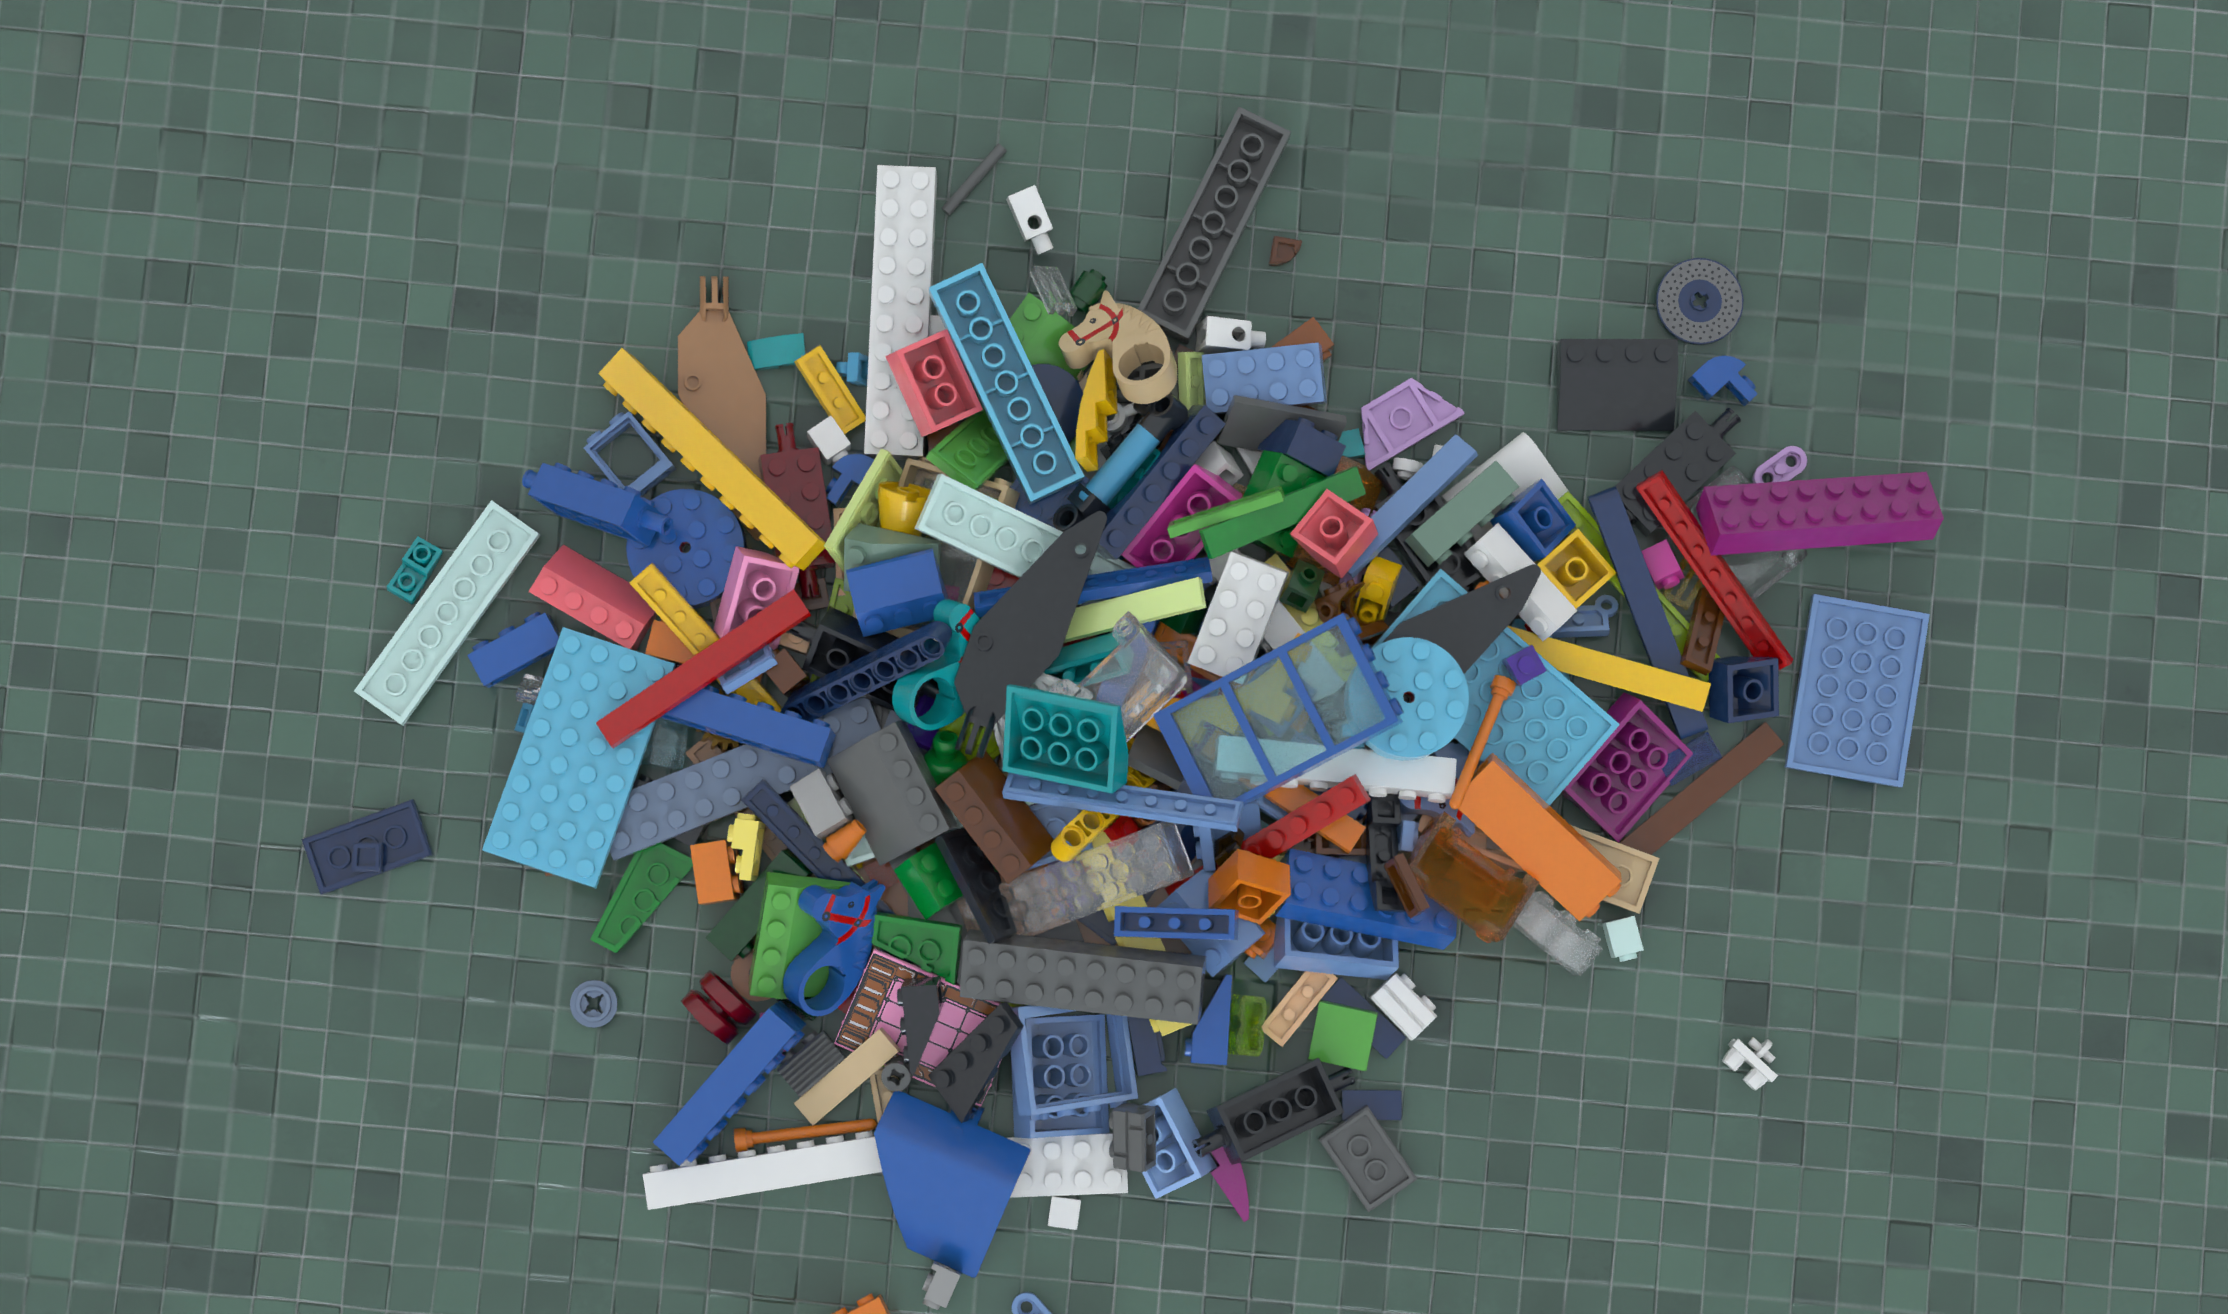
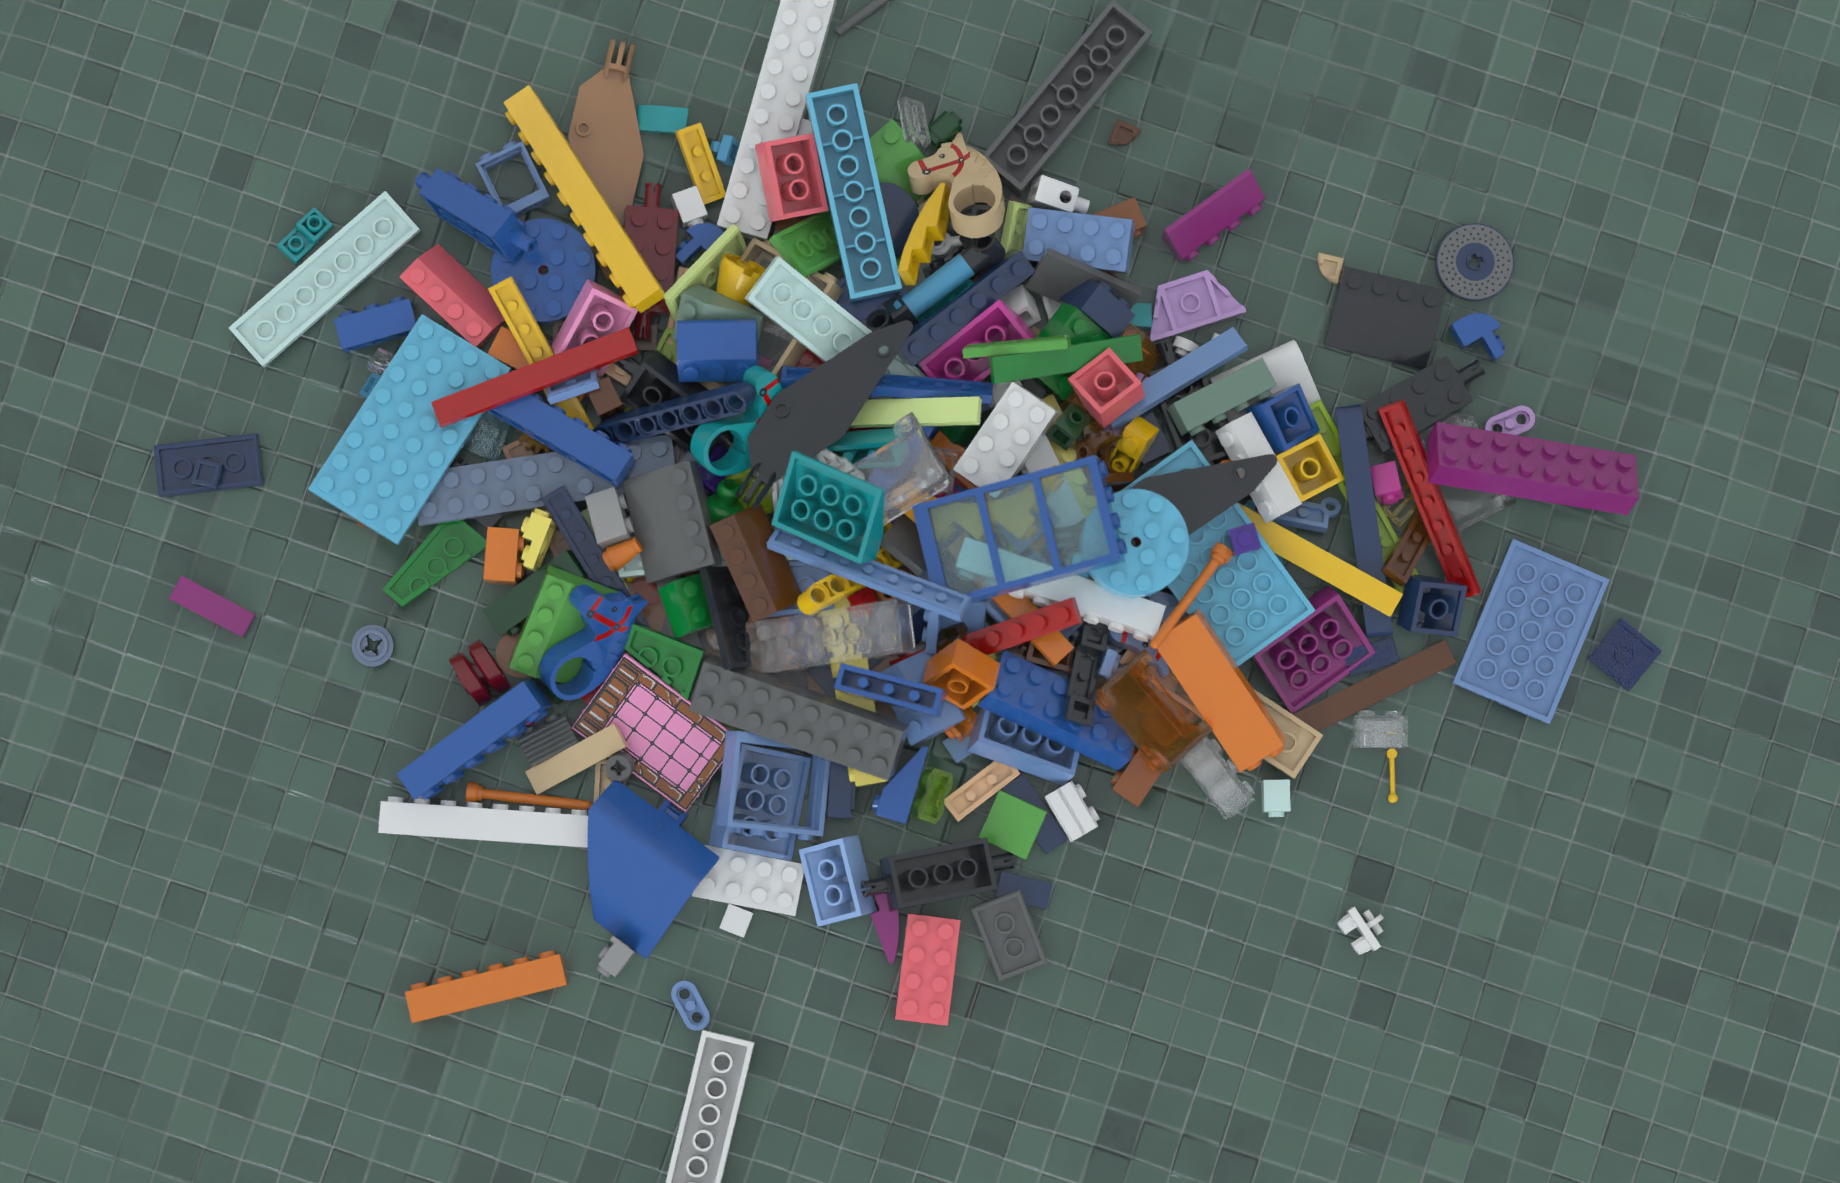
camera: 10 degrees right, 0 degrees up
(407, 1002) = (212, 606): none -> magenta slope
(921, 1006) = (655, 711): black slope -> none
(975, 1061) = (689, 769): black wing -> none
(1026, 205) = (909, 42): white torso -> none
(1133, 1137) = (810, 867): dark grey brick -> none
(1287, 1218) = (927, 969): none -> coral brick
(1404, 318) = (1213, 217): none -> magenta slope
(1406, 885) = (1096, 704): reddish brown tile -> none
(1465, 955) = (1135, 780): none -> dark orange brick
(1543, 343) = (1330, 267): none -> tan tile
(1719, 839) = (1379, 731): none -> clear brick
(1737, 860) = (1391, 754): none -> yellow hinge
(1964, 692) = (1624, 654): none -> clear blue tile

